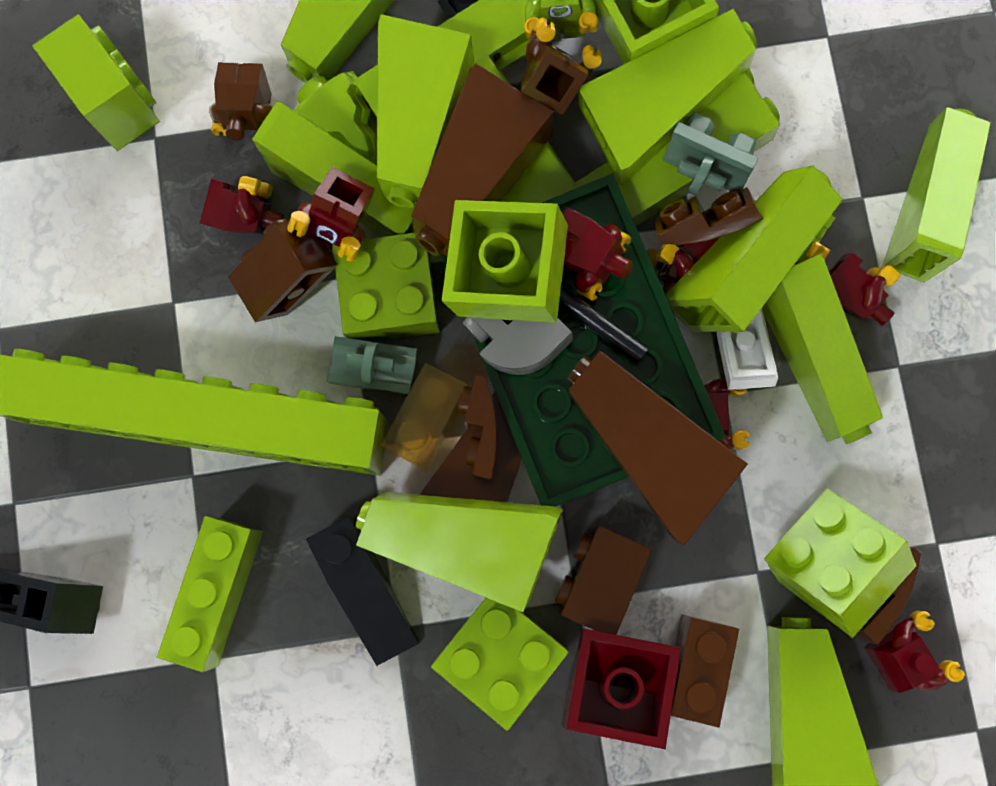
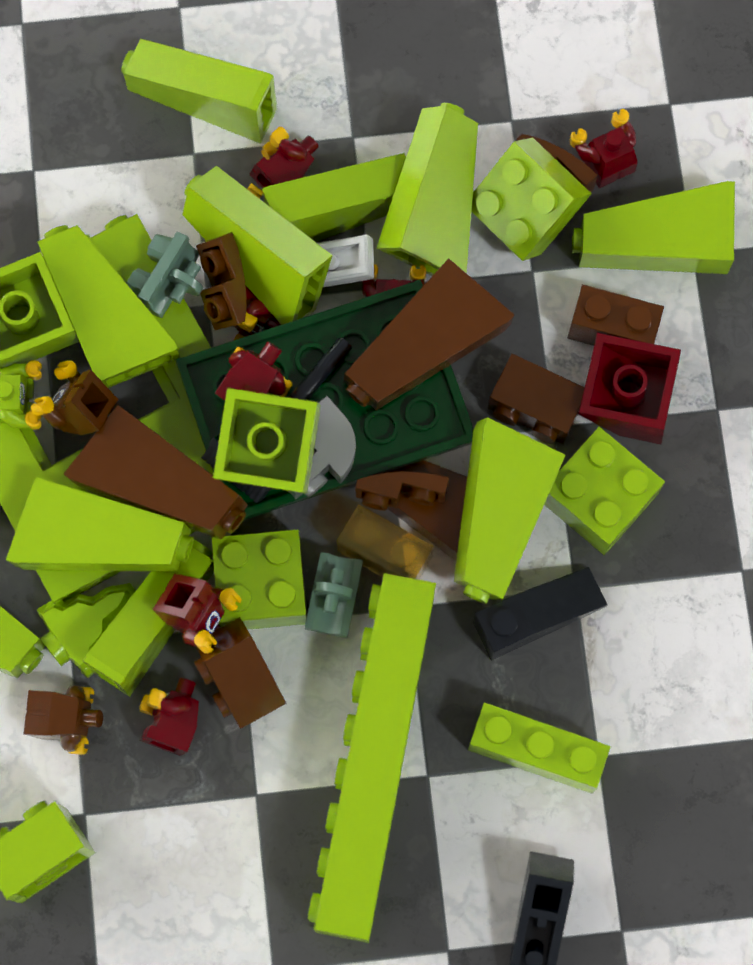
camera: 90 degrees left, 5 degrees down
(837, 453) = (434, 192): none -> lime slope

